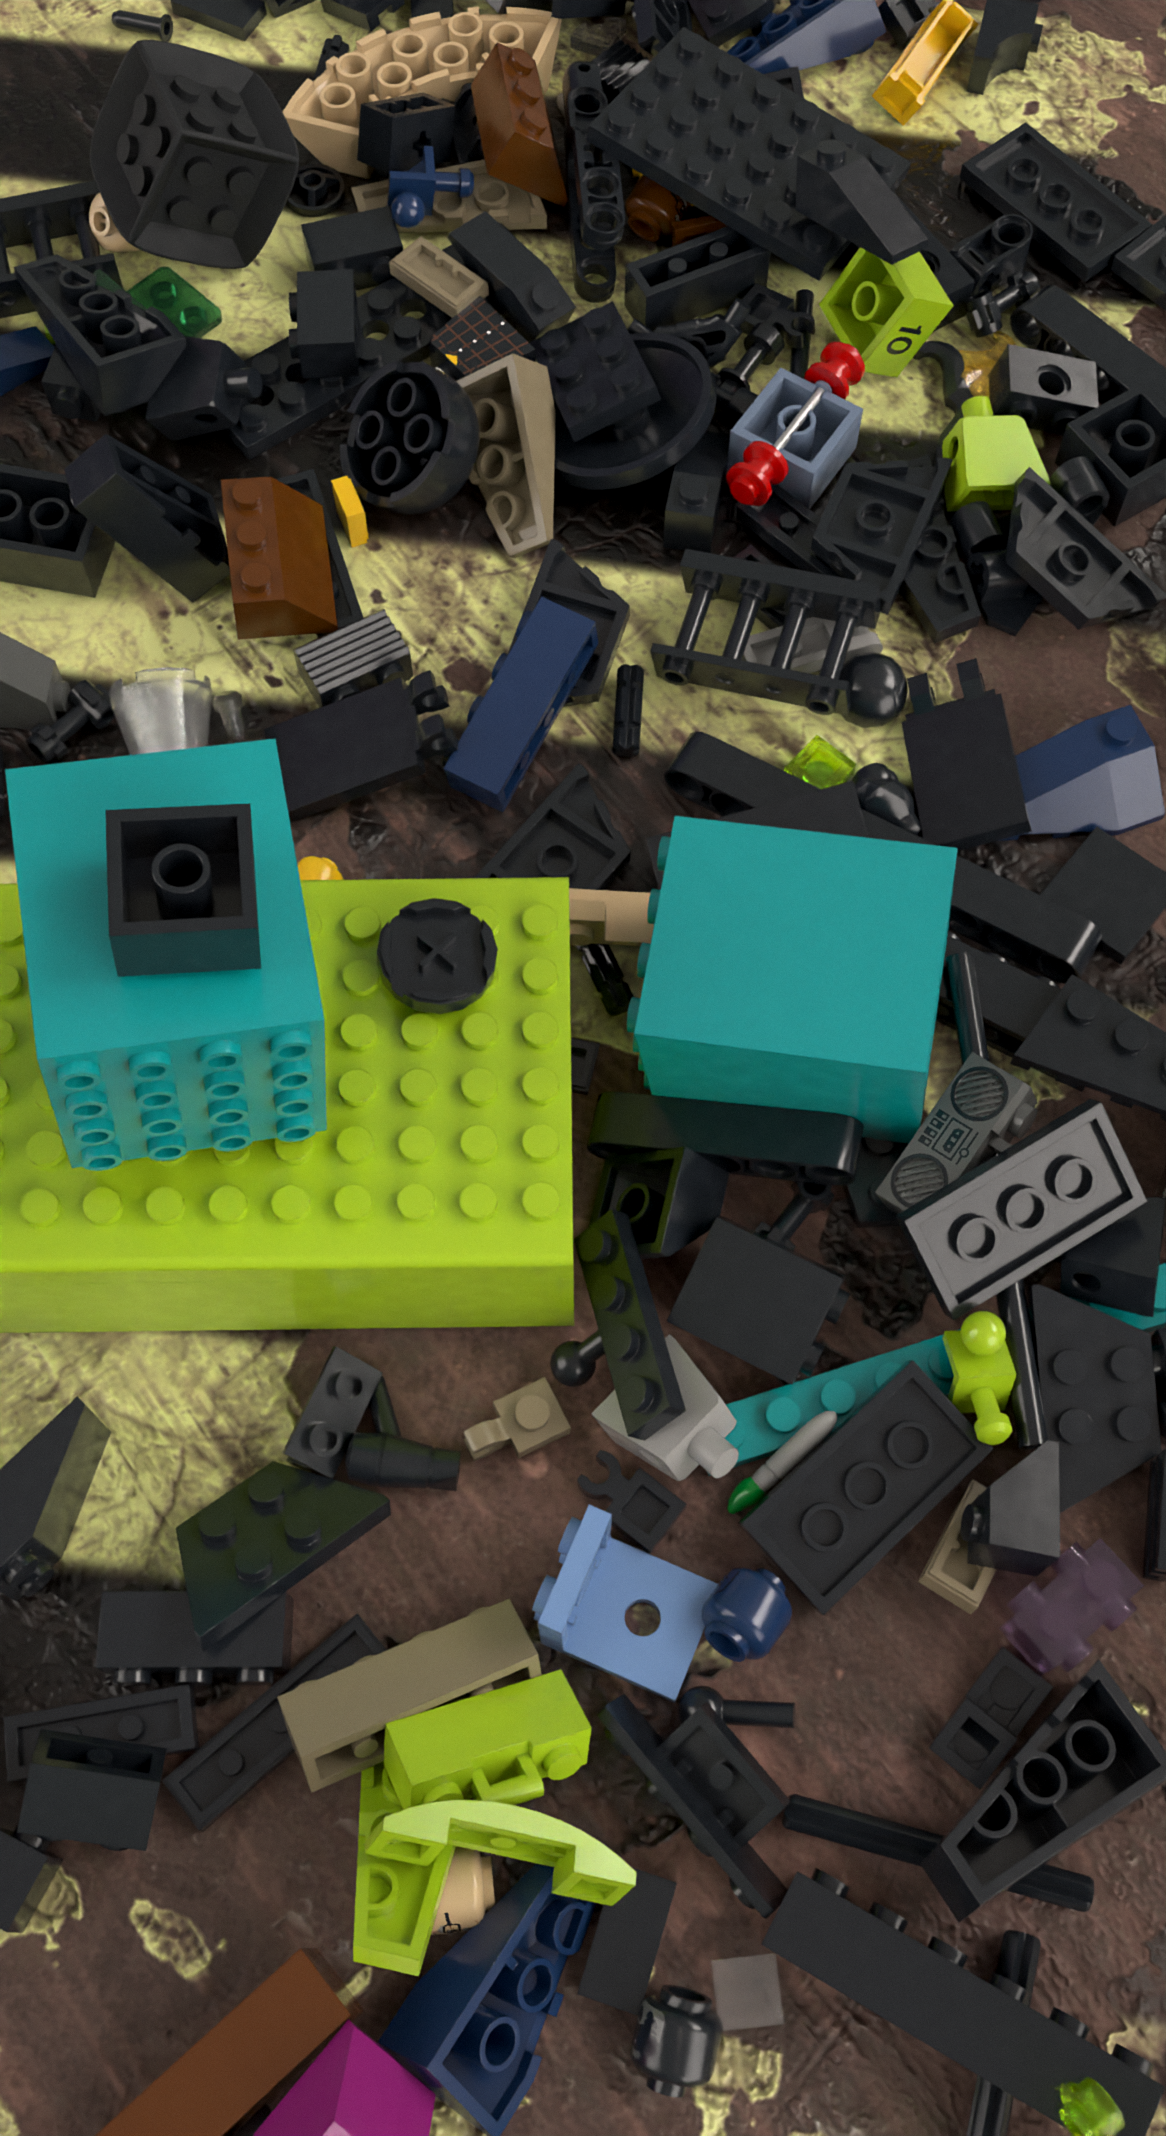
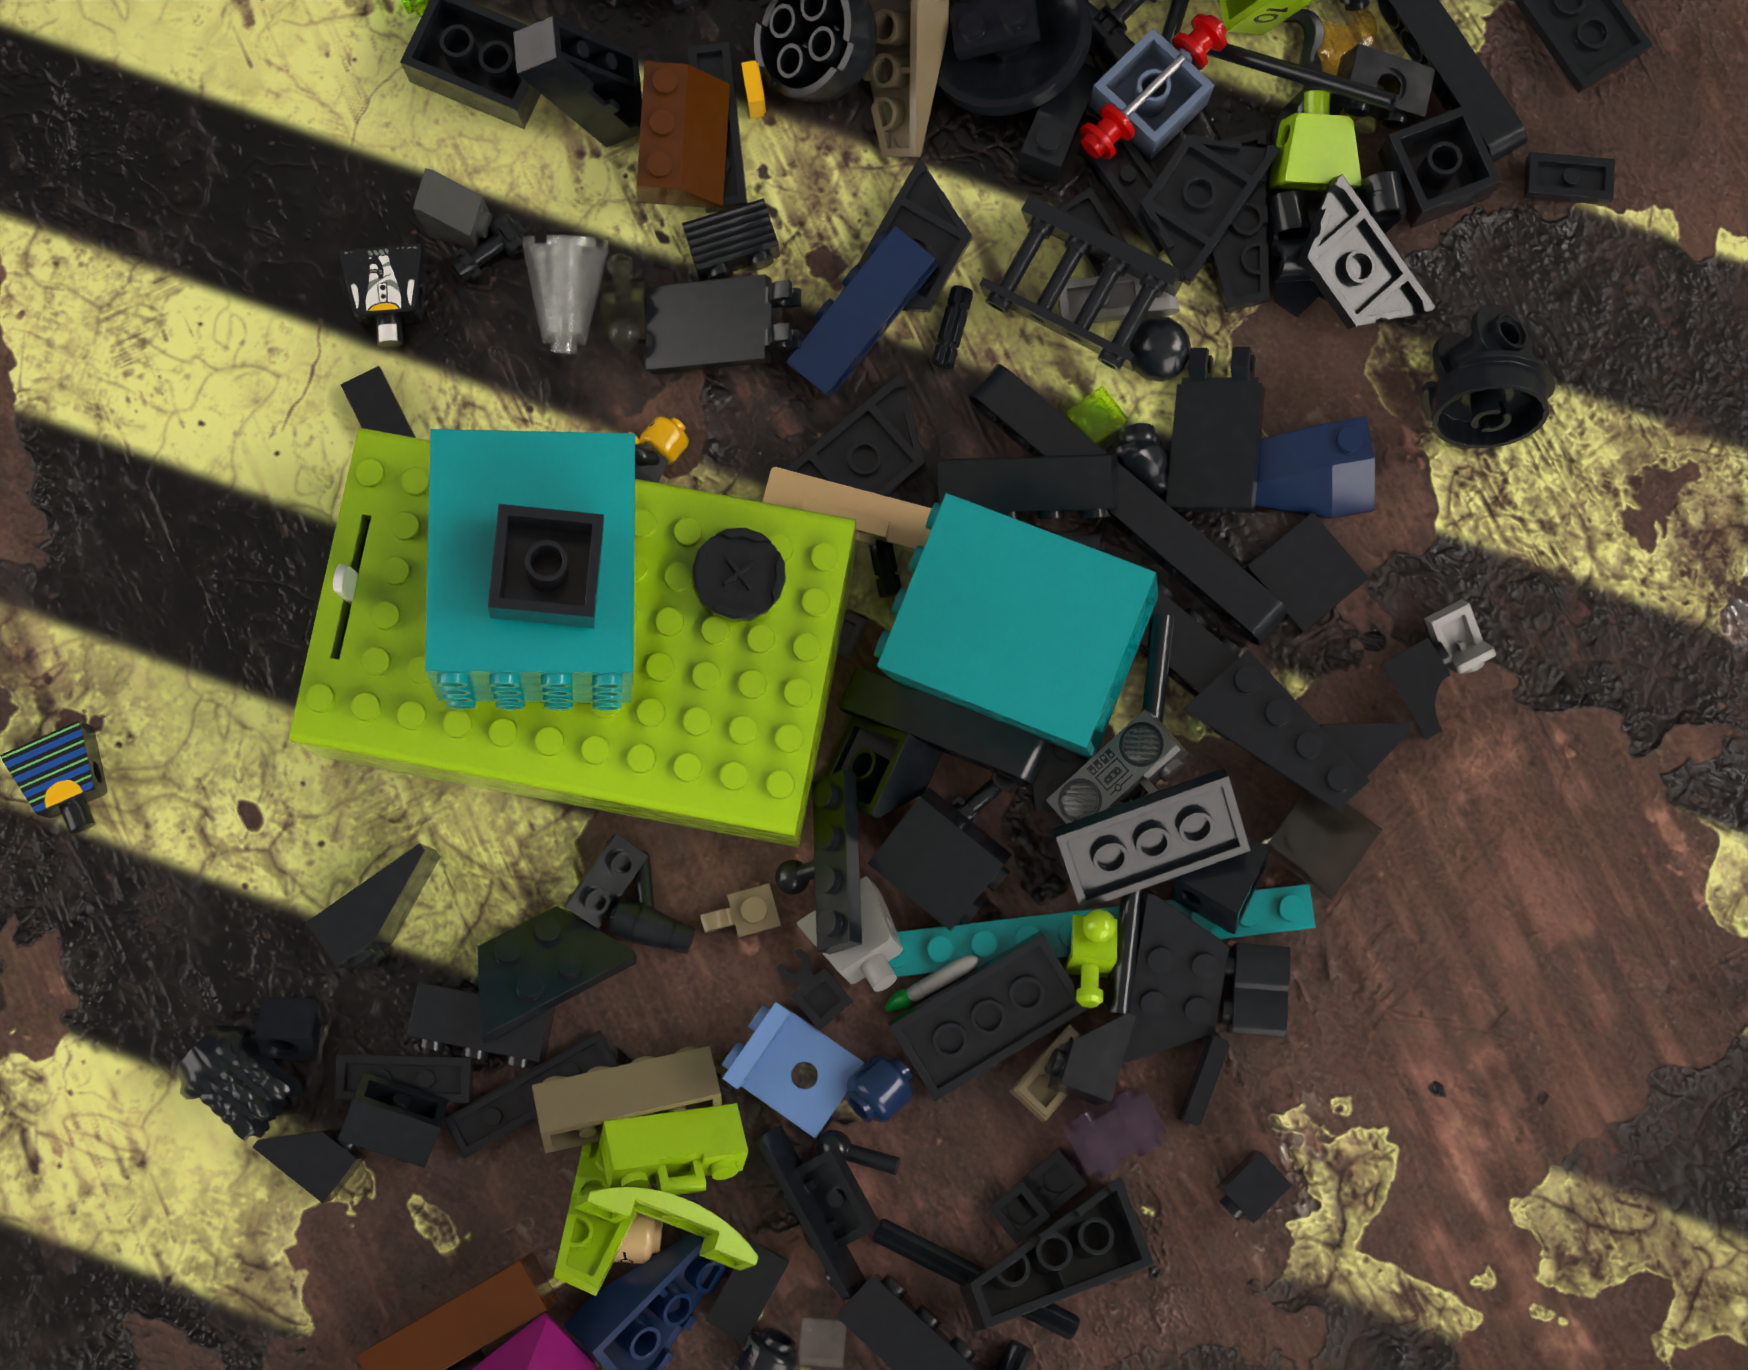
camera: 10 degrees right, 15 degrees up
(959, 387) = (1306, 76): none -> black piece

